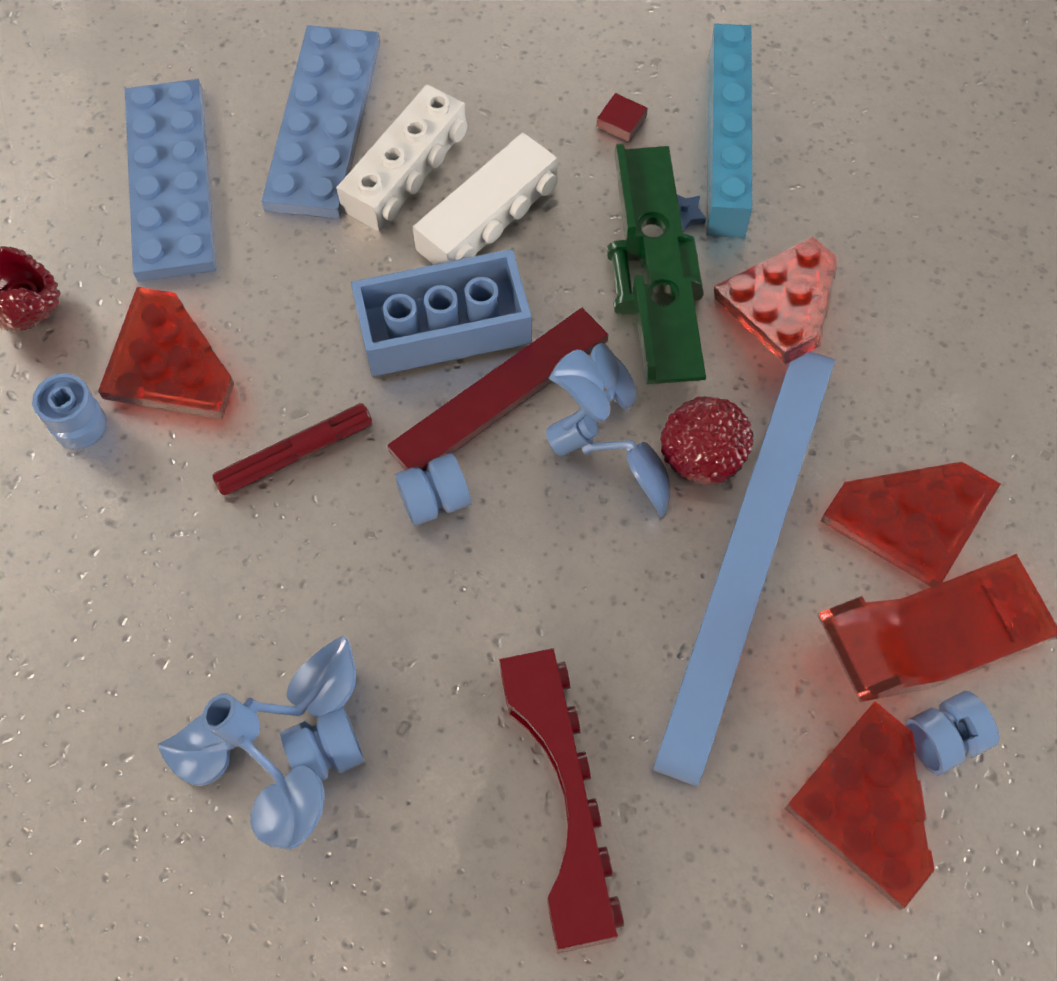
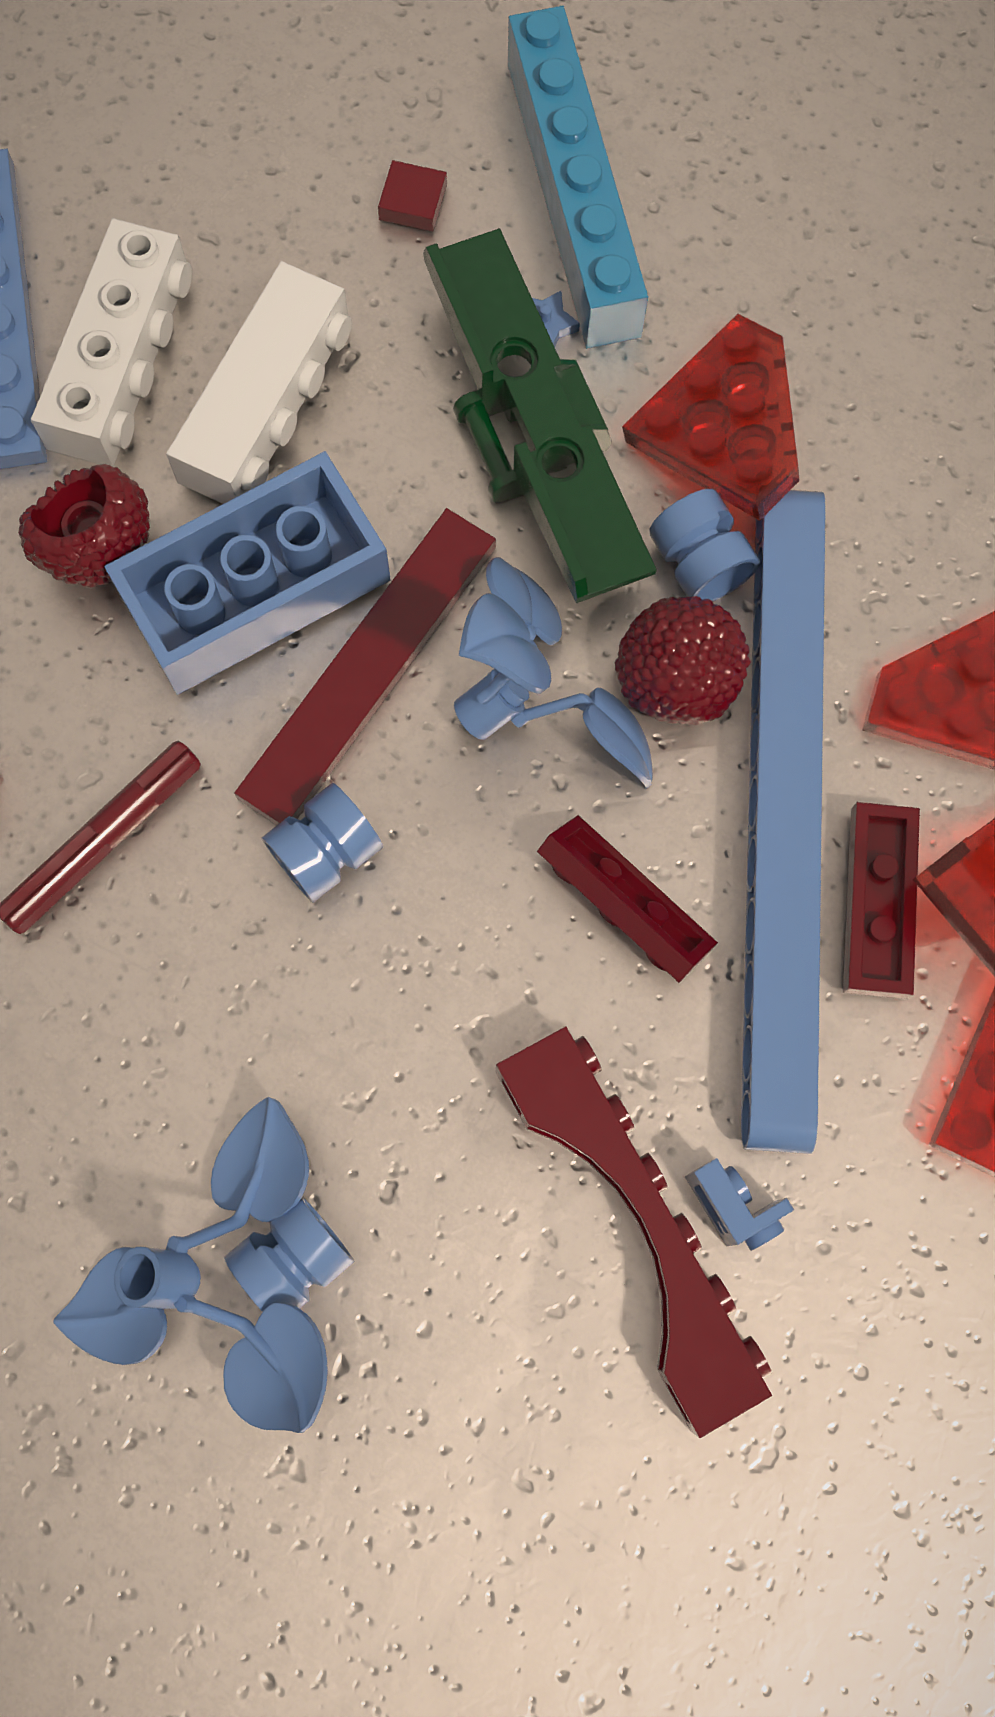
camera: 20 degrees left, 10 degrees up
(348, 256) = (85, 525): none -> dark red hair
(623, 582) = (627, 898): none -> dark red plate
(628, 798) = (725, 1200): none -> medium blue bracket
(744, 372) = (707, 553): none -> medium blue wheel
(797, 634) = (881, 901): none -> dark red plate

